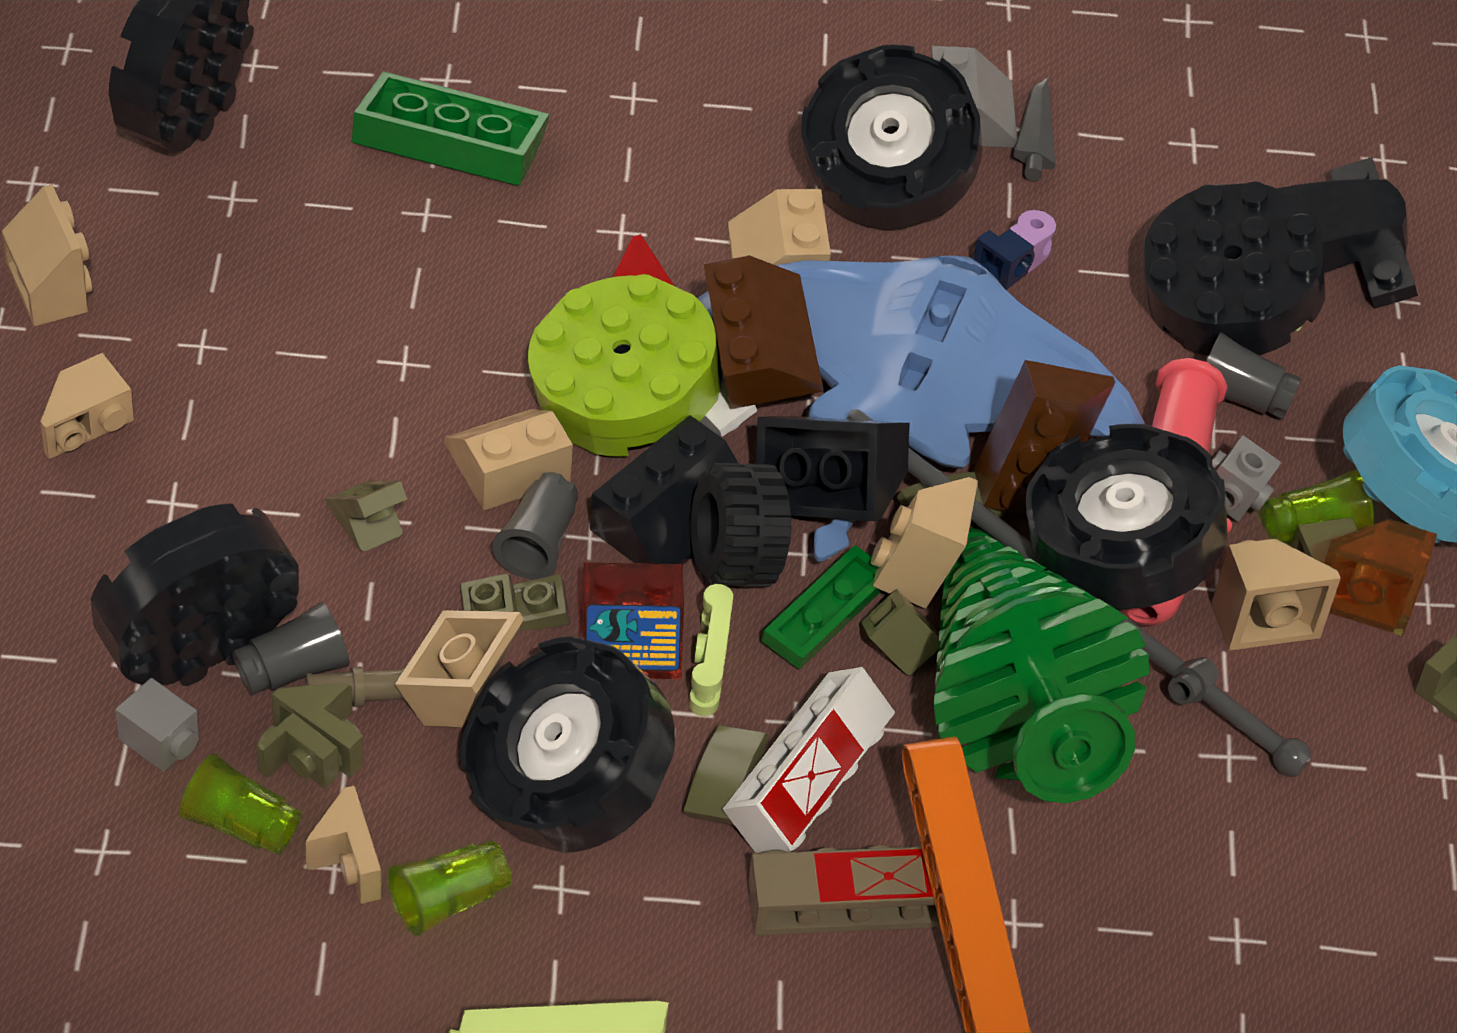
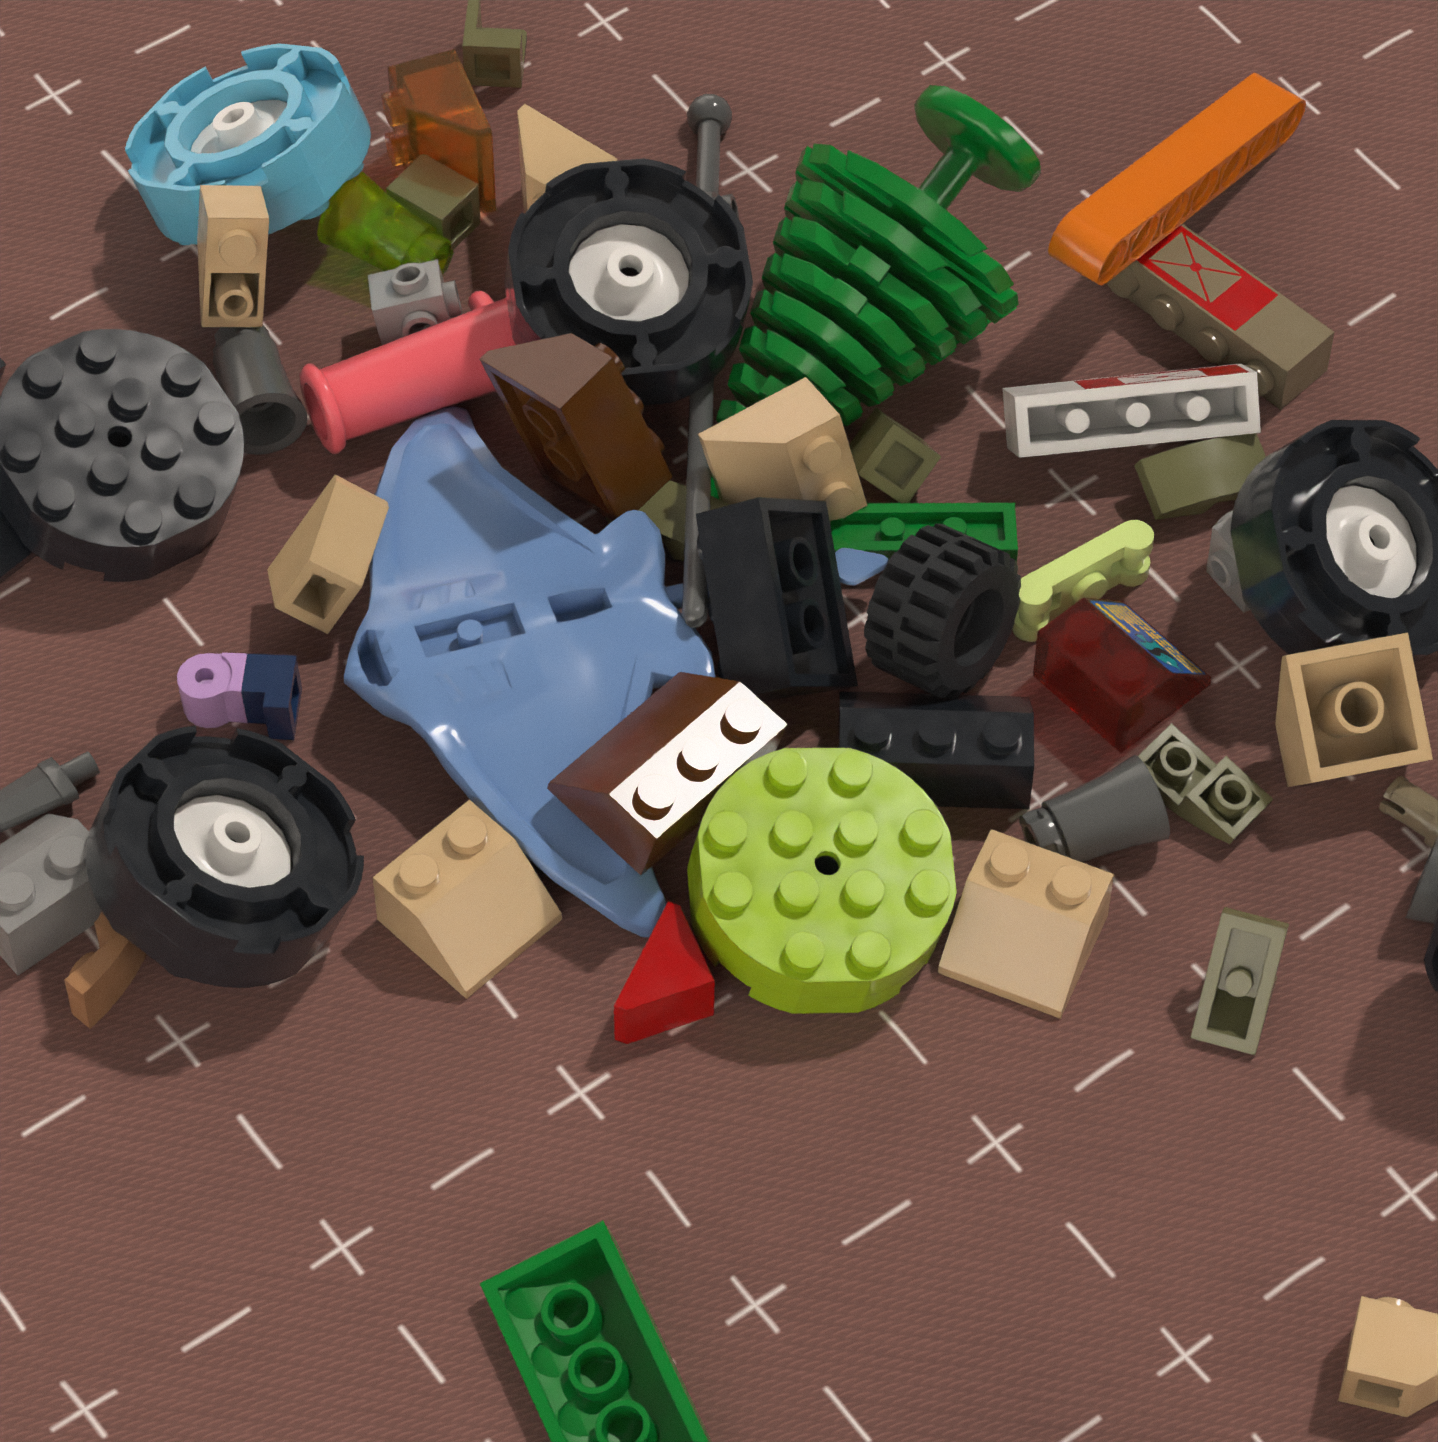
camera: 125 degrees left, 5 degrees up
(1066, 305) = (328, 555): none -> tan slope
(1336, 370) = (232, 255): none -> tan slope

